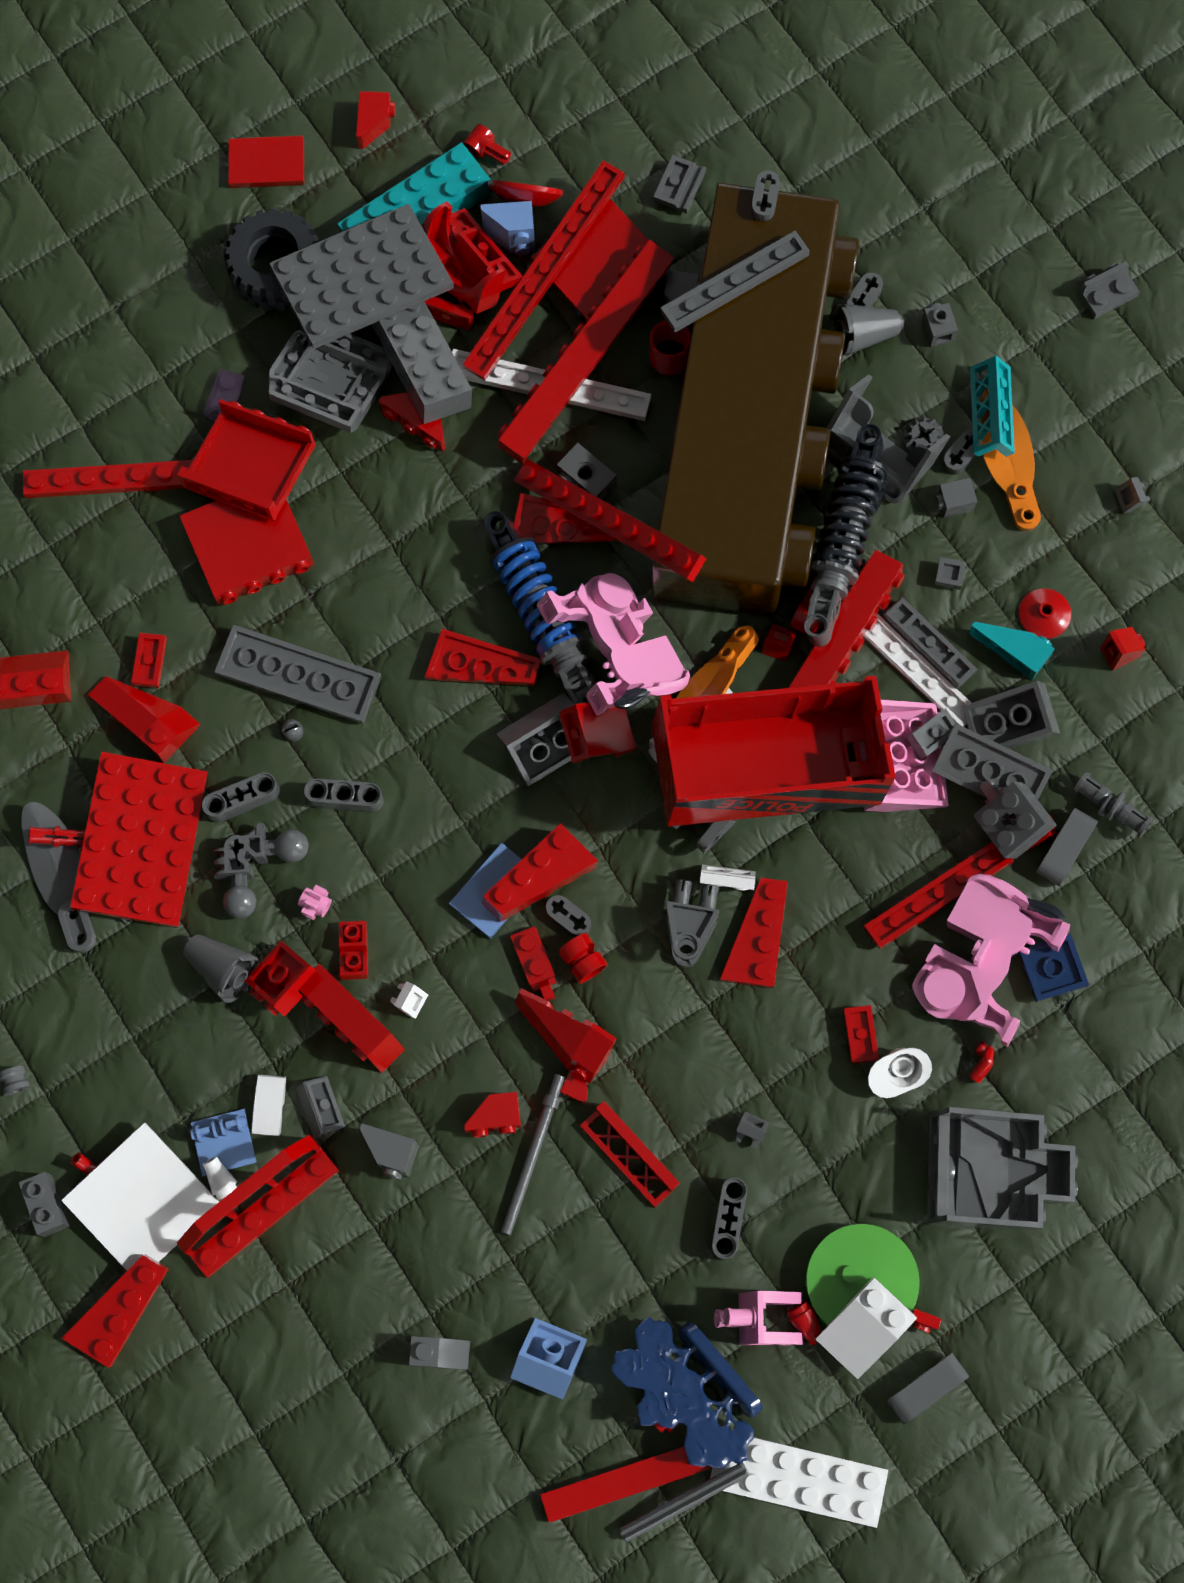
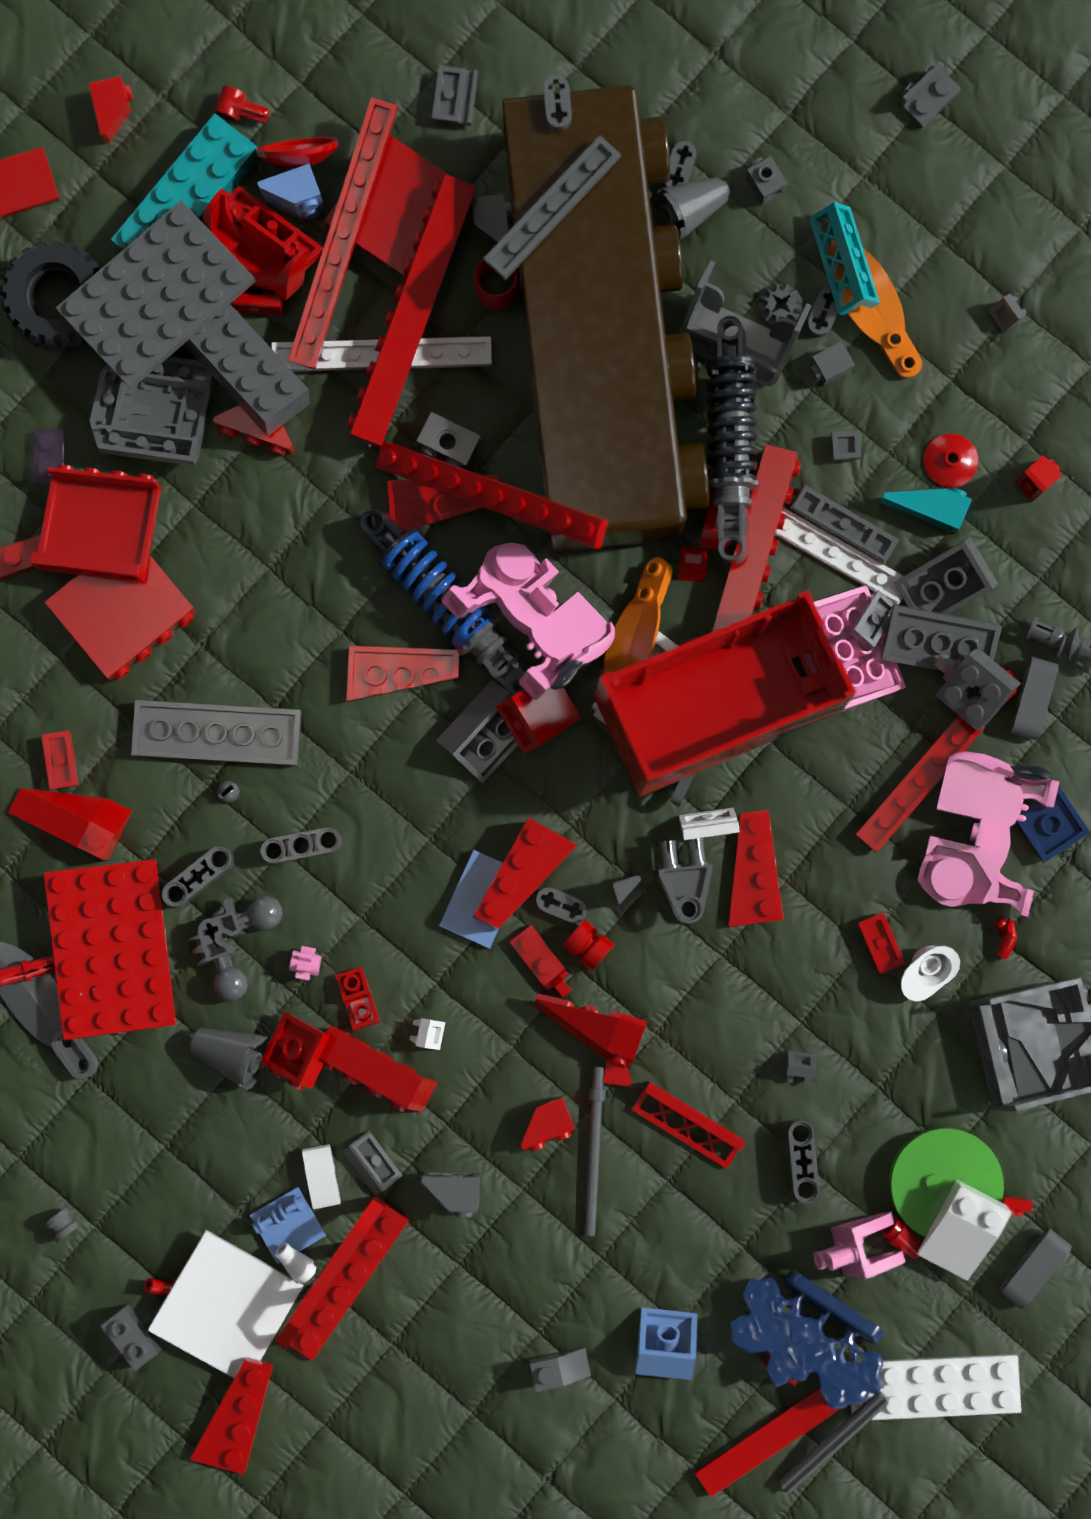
camera: 20 degrees left, 10 degrees up
(632, 913) = (624, 887): none -> dark grey slope

